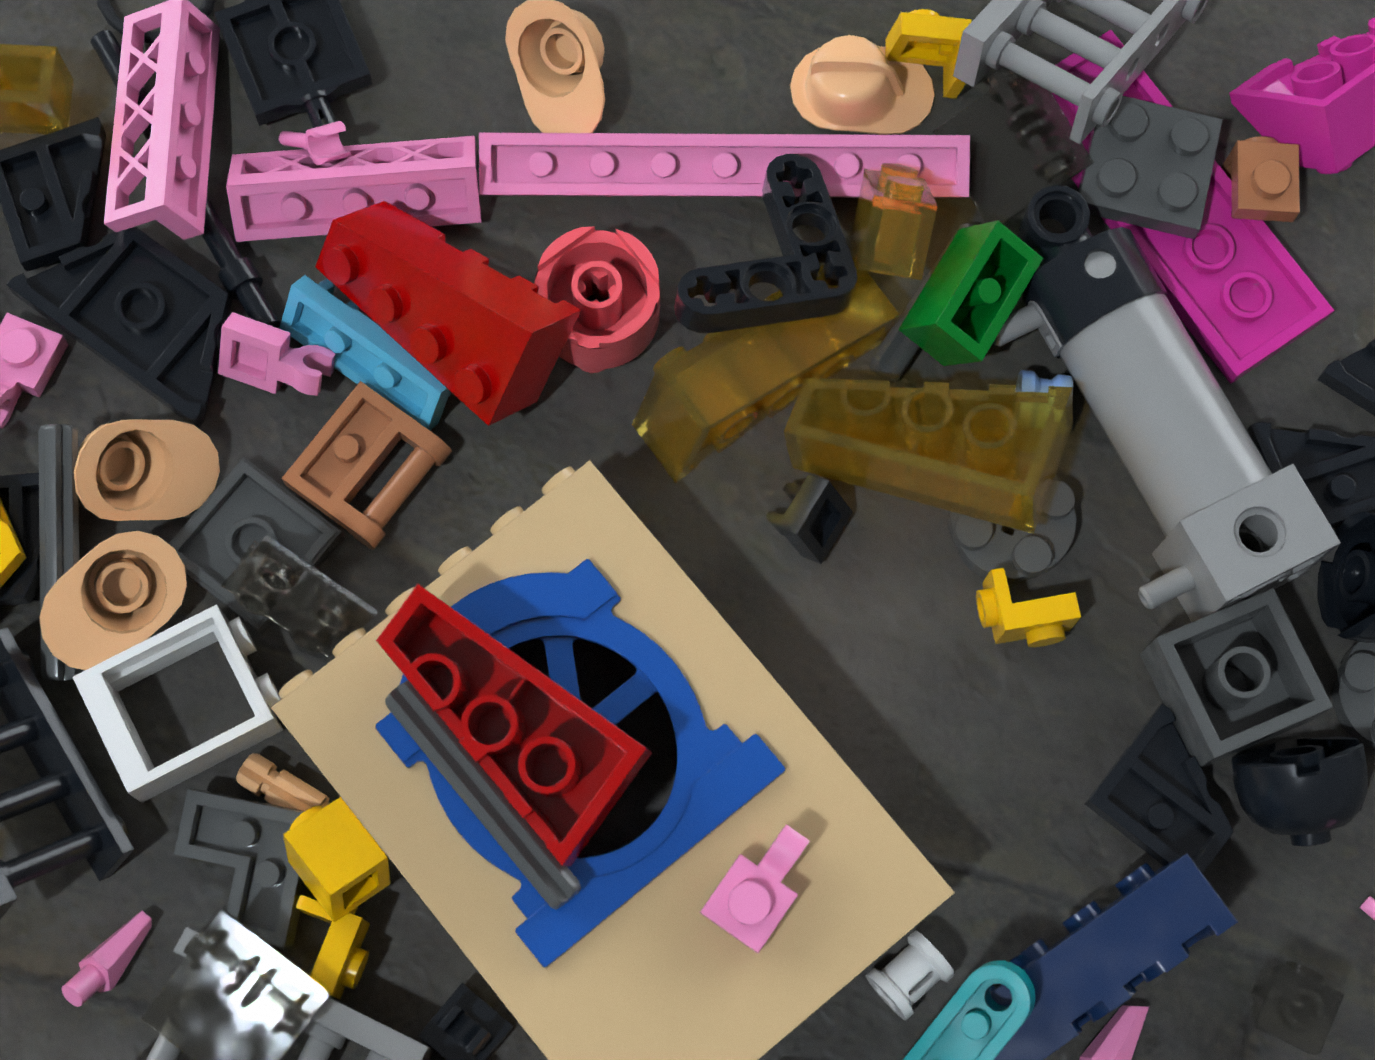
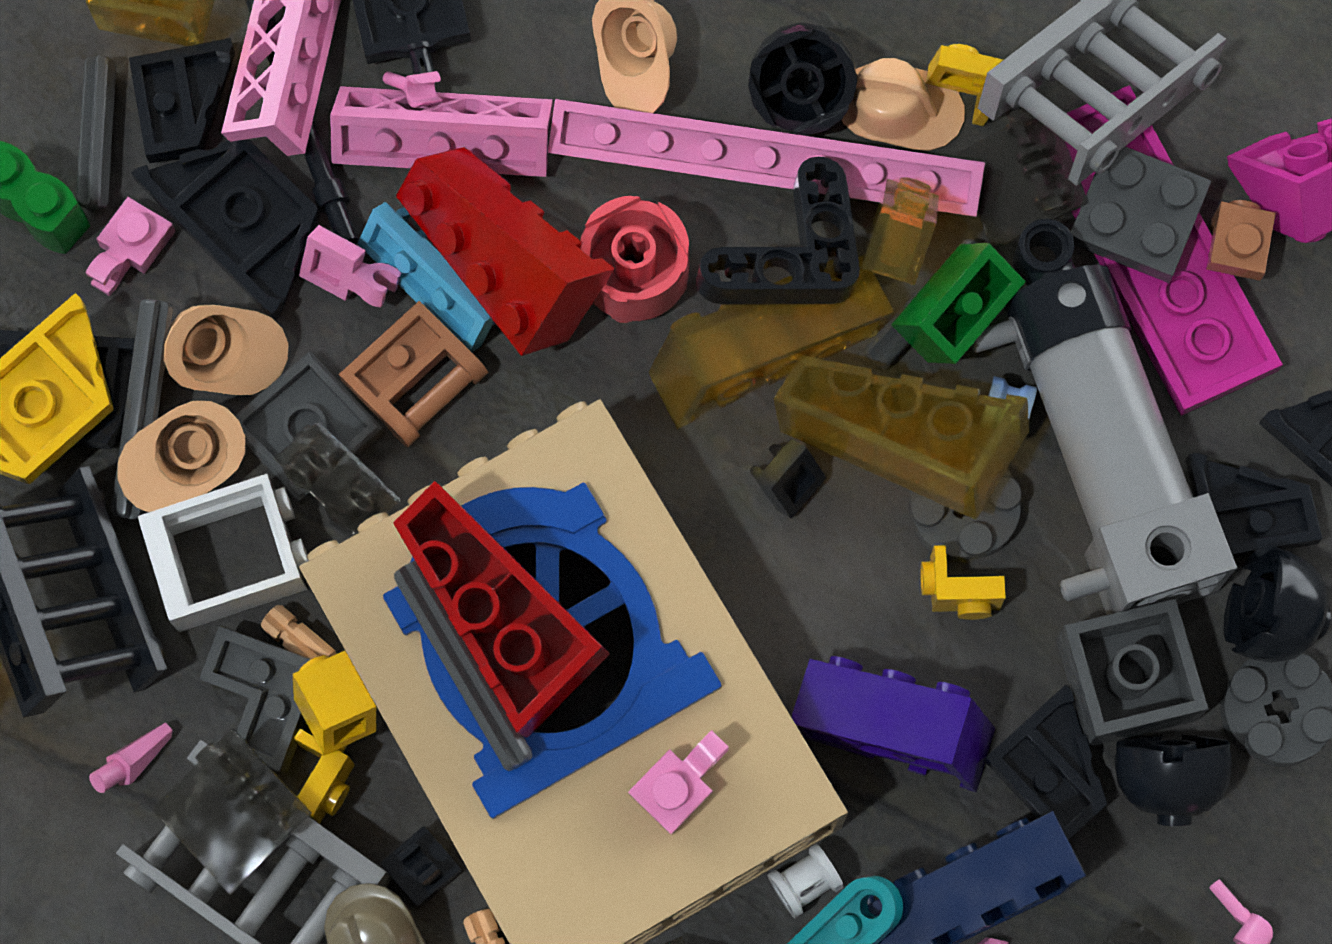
camera: 15 degrees right, 0 degrees up
(753, 71) = (802, 79): none -> black cylinder
(978, 773) = (894, 719): none -> dark purple wedge

